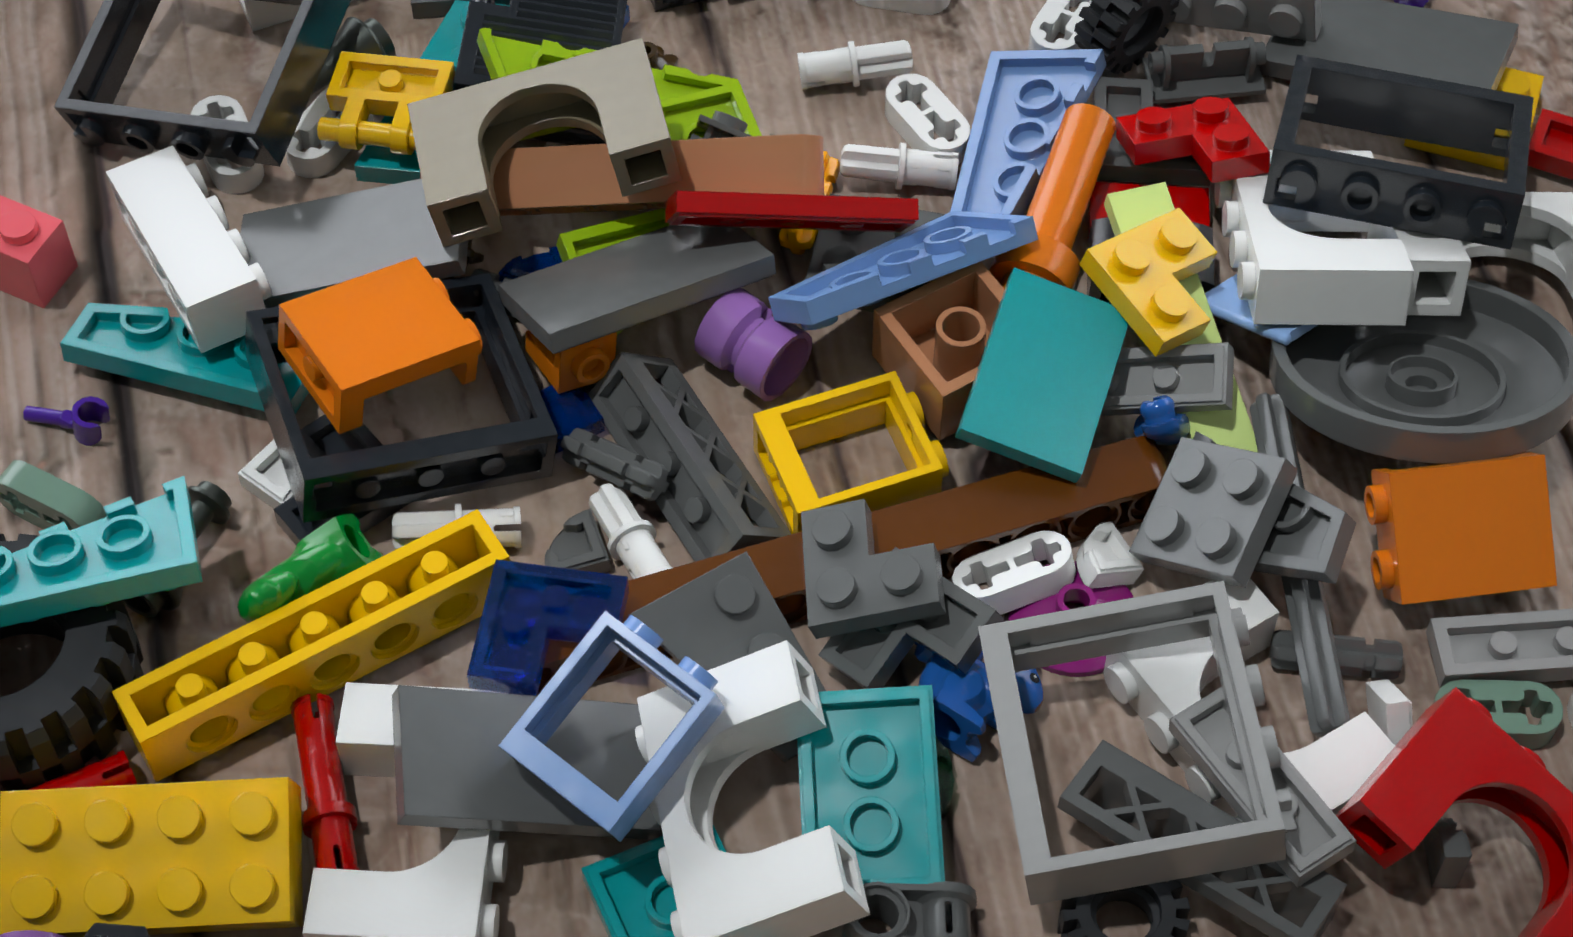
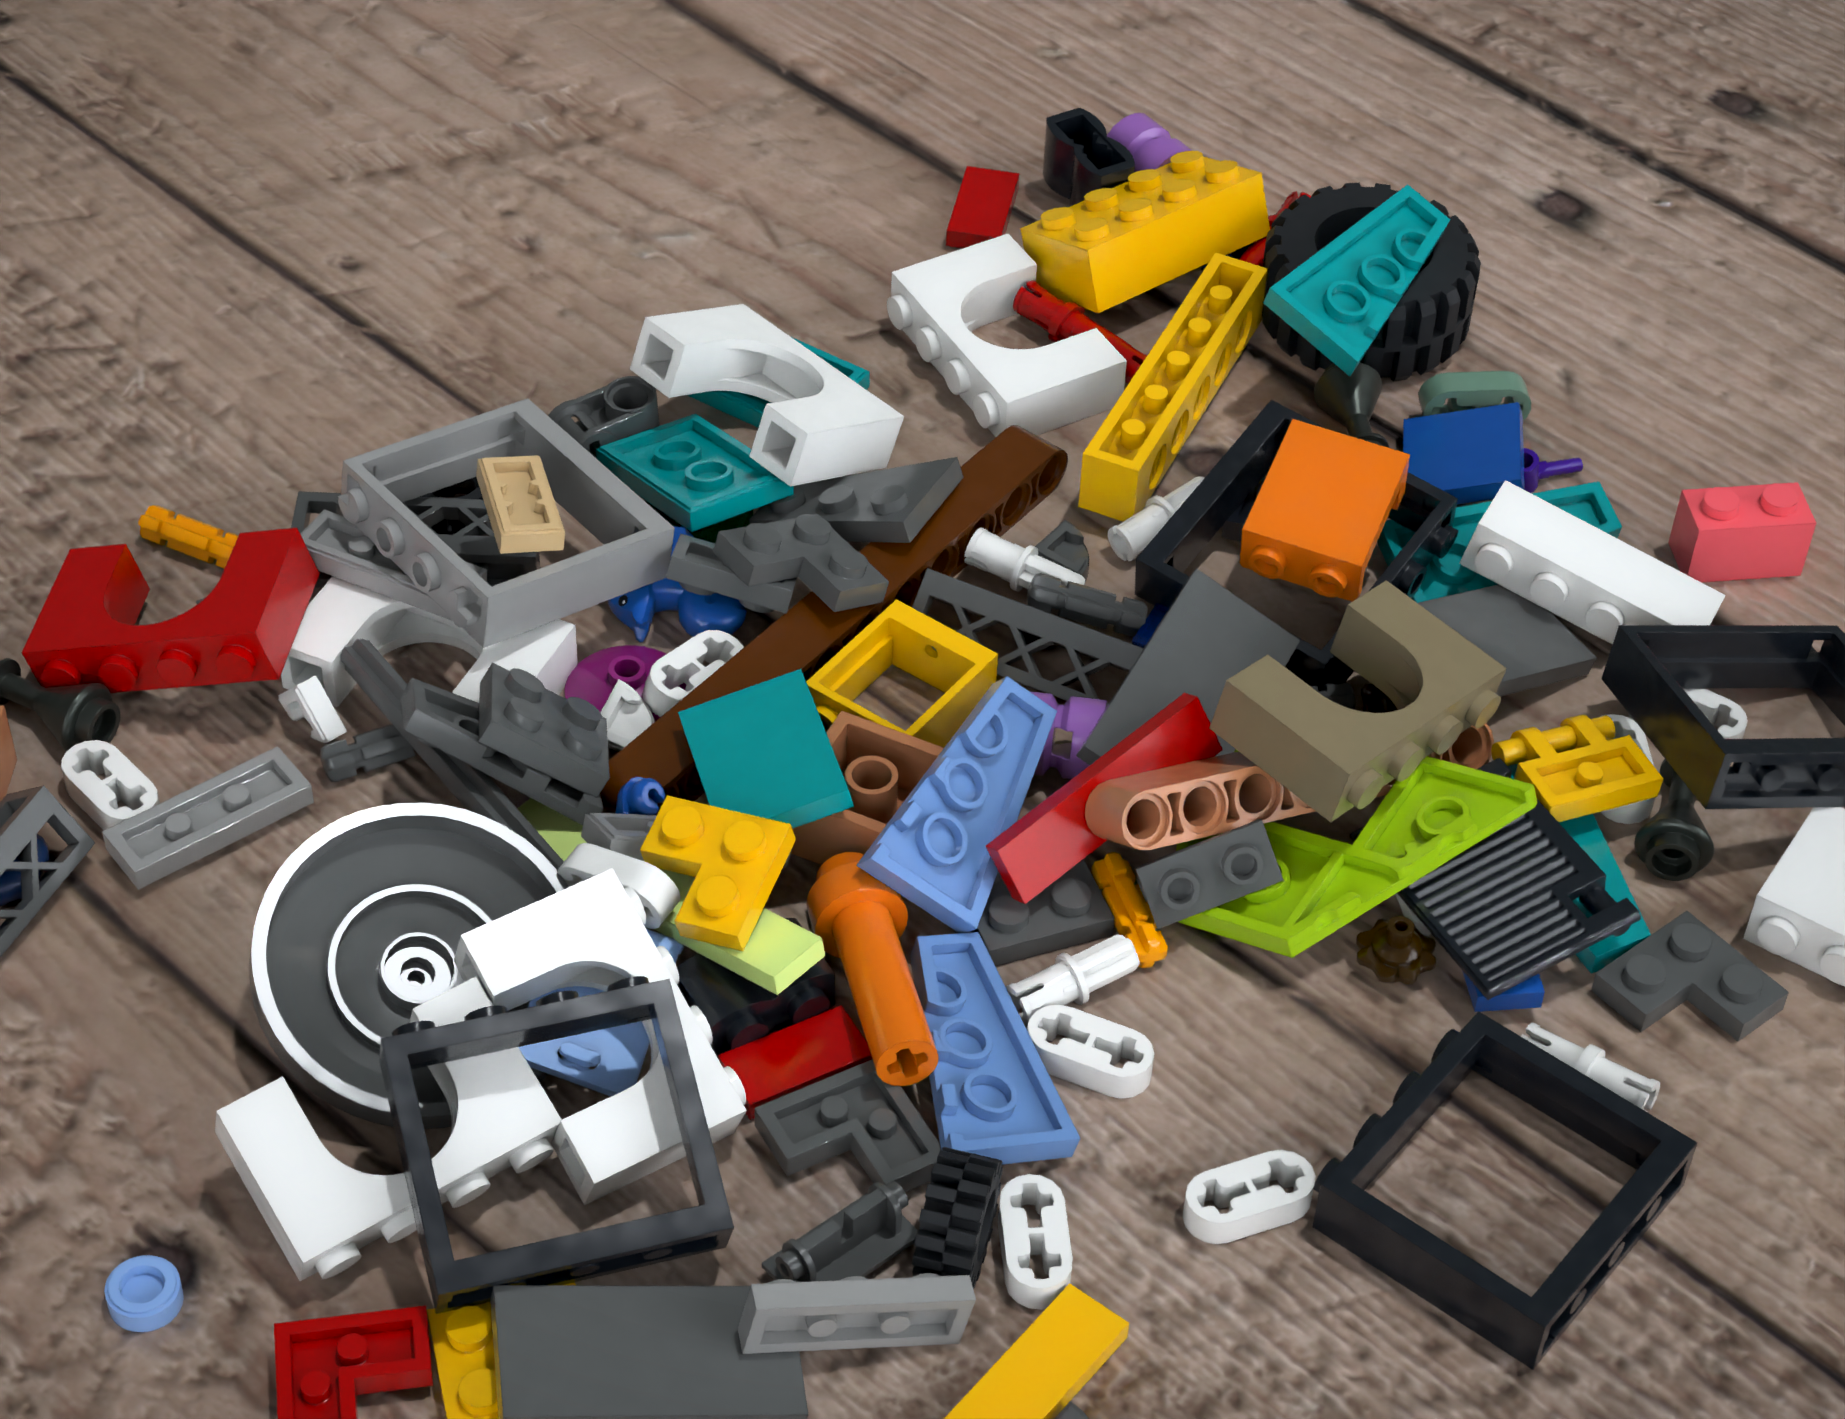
camera: 145 degrees right, 10 degrees down
(132, 439) = (1467, 450): none -> blue tile
(316, 561) = (1220, 407): green animal -> none
(461, 779) = (961, 359): dark grey tile -> none
(526, 610) = (1028, 435): clear blue plate -> none
(569, 684) = (918, 348): medium blue window -> none
(854, 63) = (1210, 1063): white axle -> none
(1133, 676) = (520, 504): none -> tan plate
(1207, 130) = (778, 1110): red plate -> none
(1239, 321) = (653, 886): none -> white beam
(1461, 529) = (258, 849): orange panel -> none
(1503, 701) = (216, 753): sand green beam -> none

